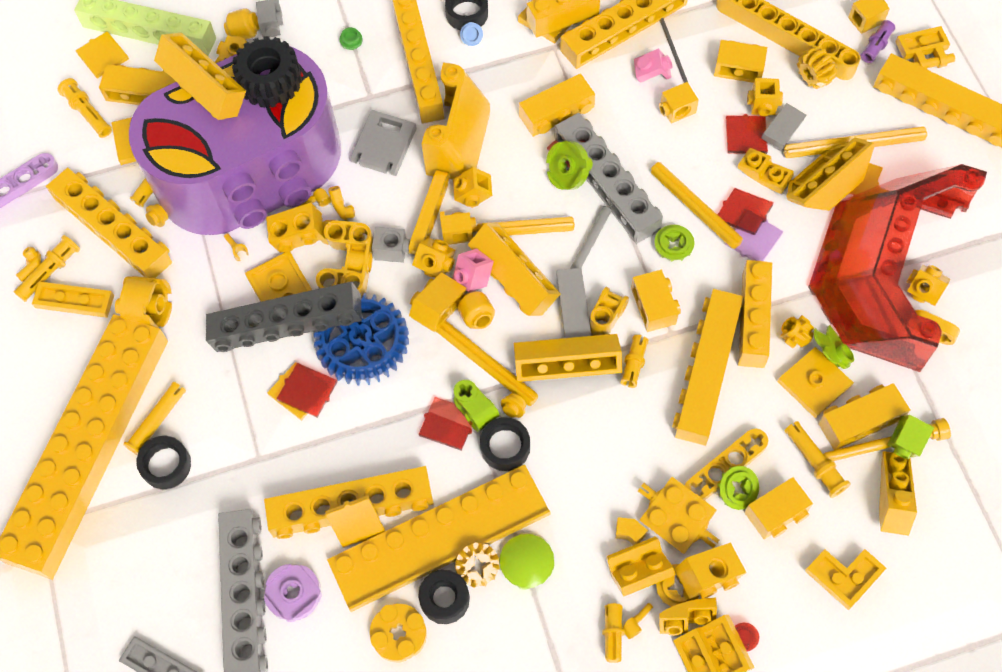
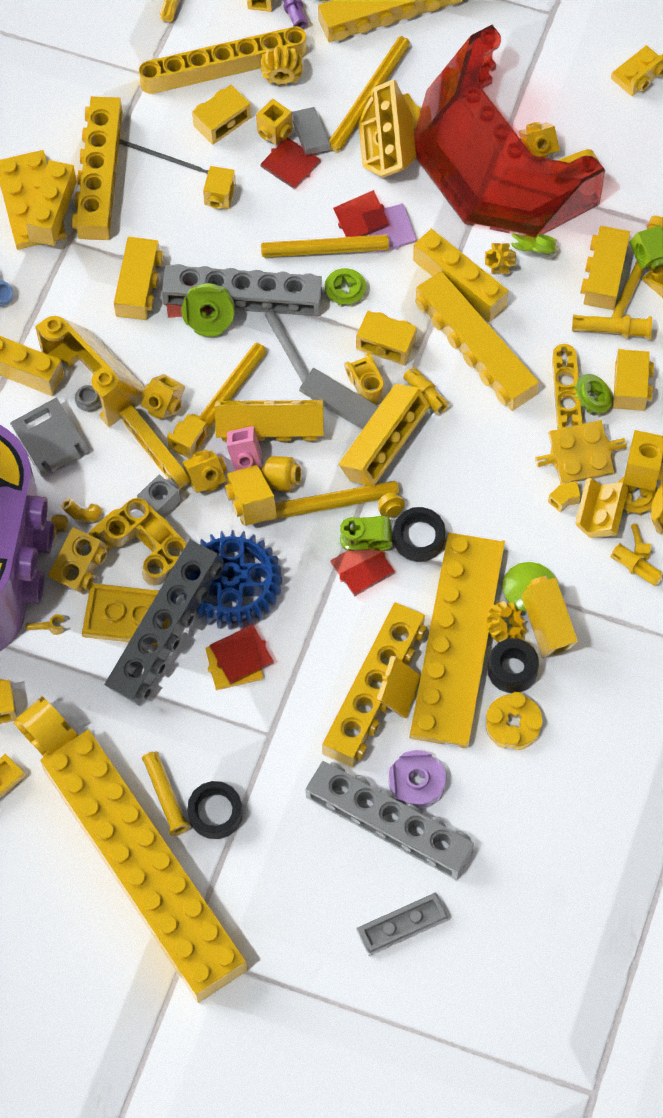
camera: 55 degrees left, 0 degrees up
(499, 593) = (548, 616): none -> yellow brick
(652, 65) = (163, 180): bright pink bracket -> none
(762, 170) = (339, 175): yellow slope -> none
(815, 382) = (549, 279): yellow plate -> none

